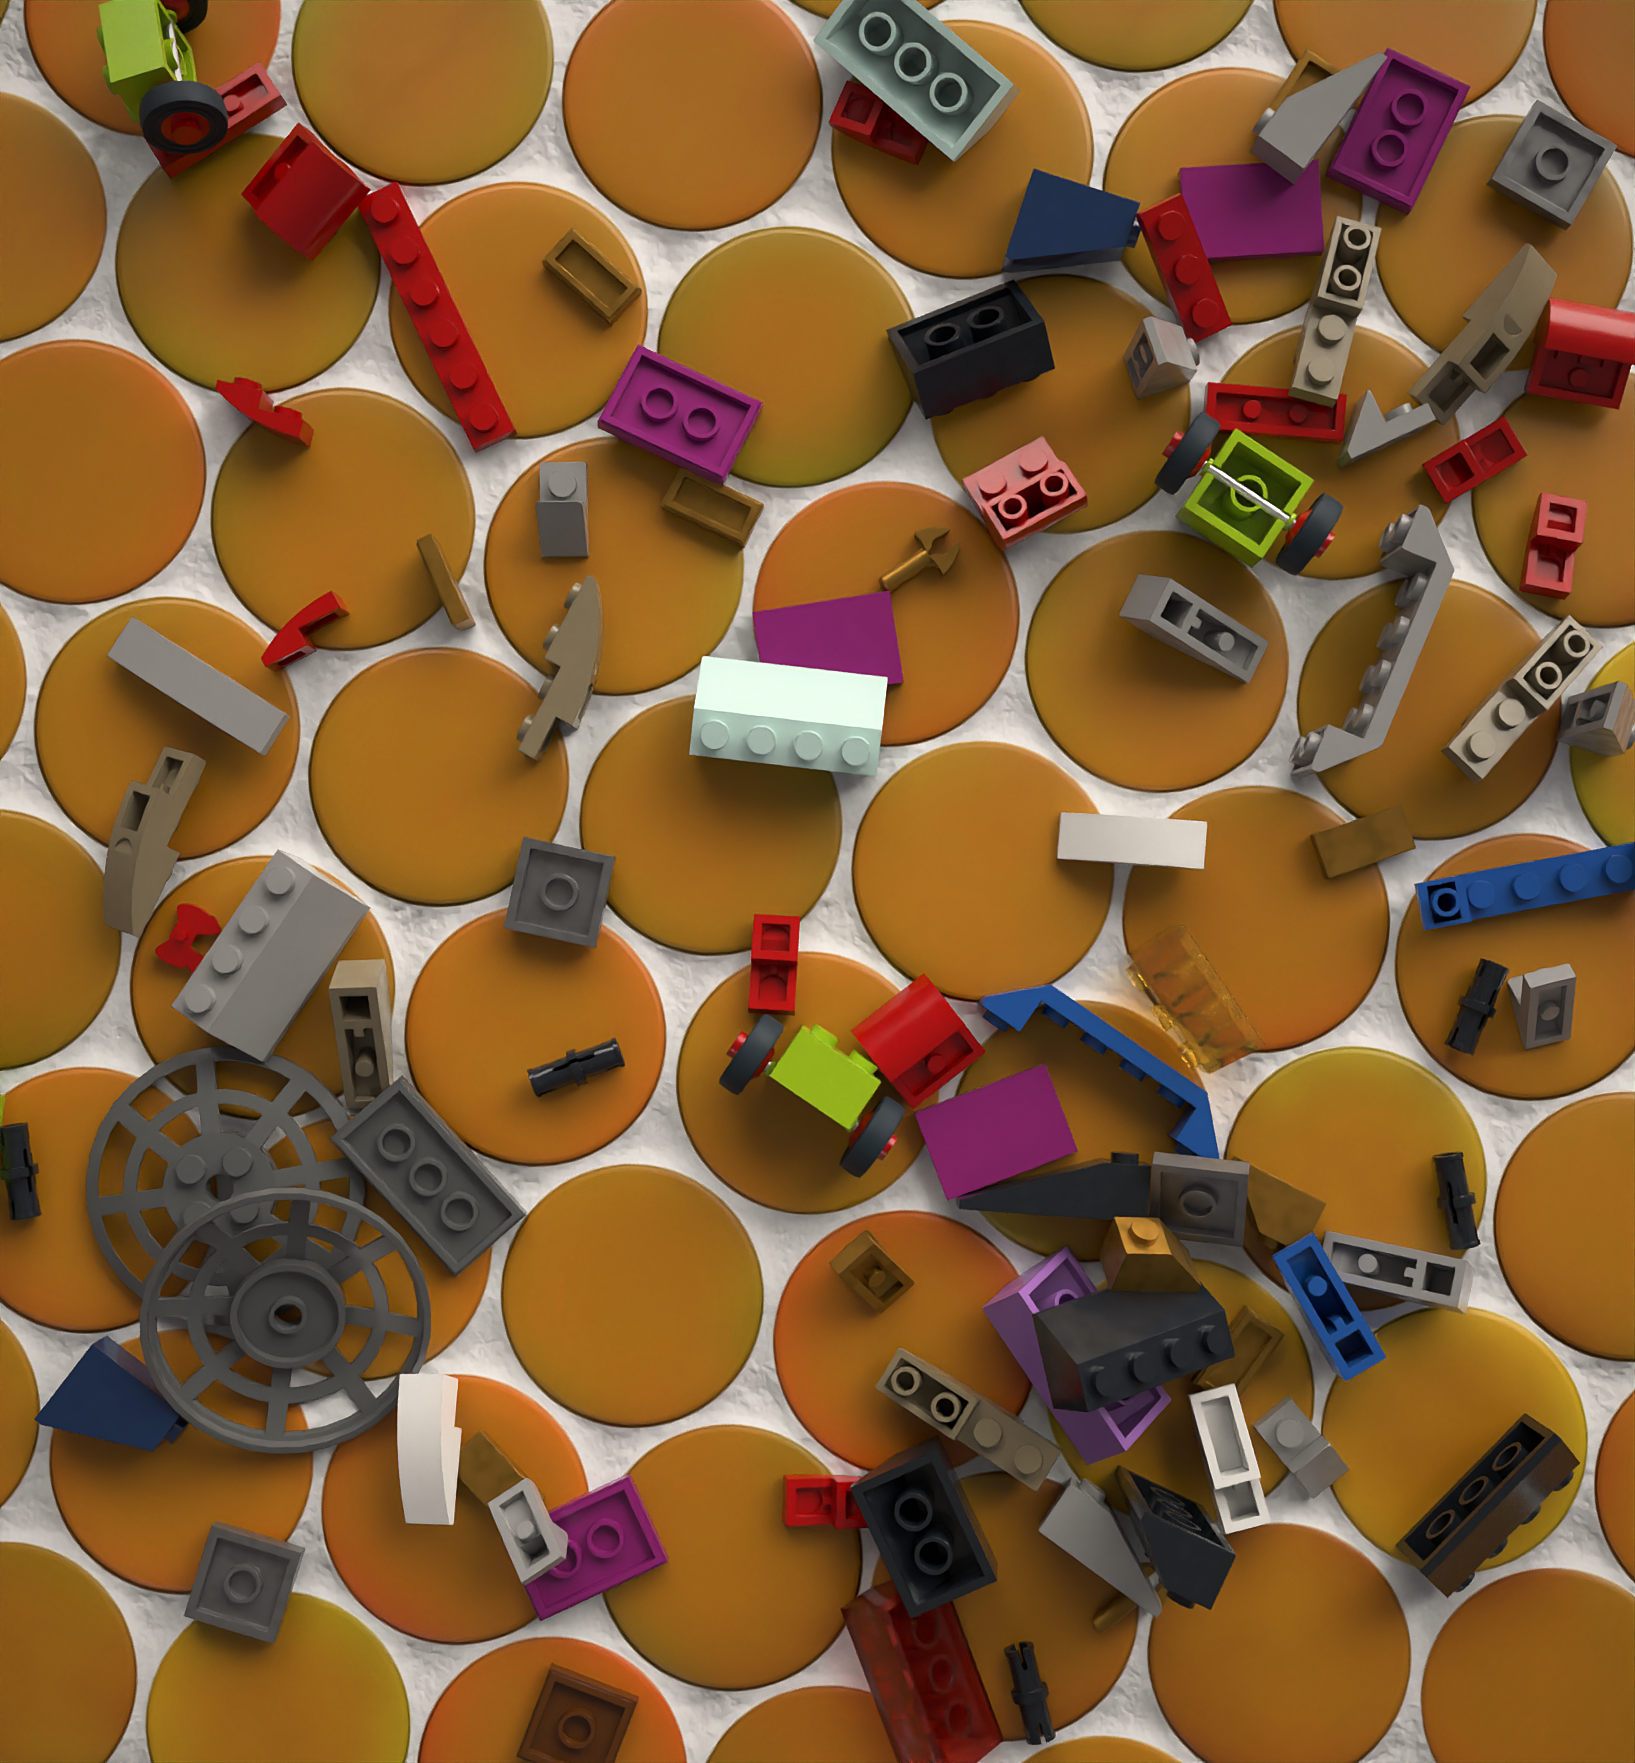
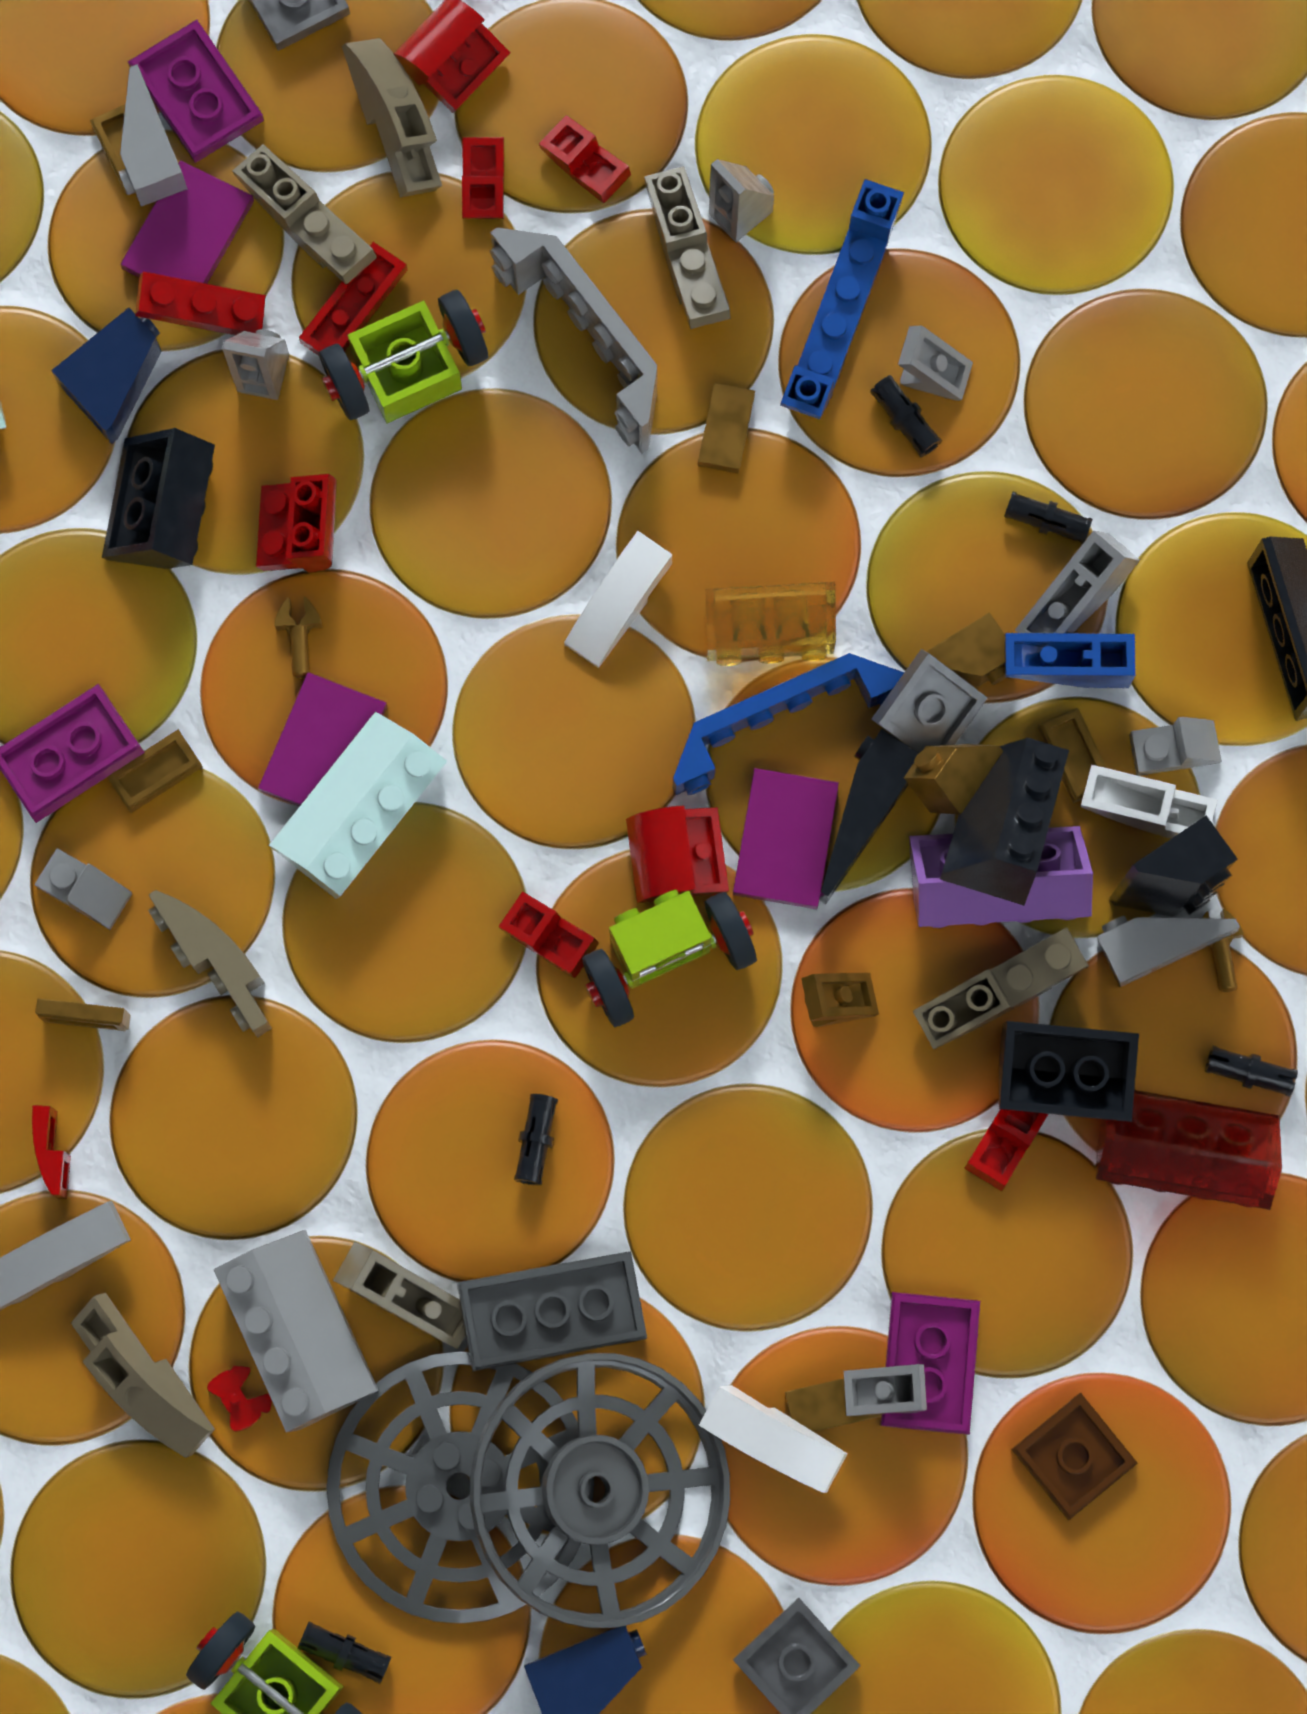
camera: 60 degrees left, 10 degrees down
(559, 892) = (387, 1069): flat silver plate -> none
(1193, 626) = (479, 458): light grey slope -> none
(1371, 433) = (414, 240): light grey slope -> none

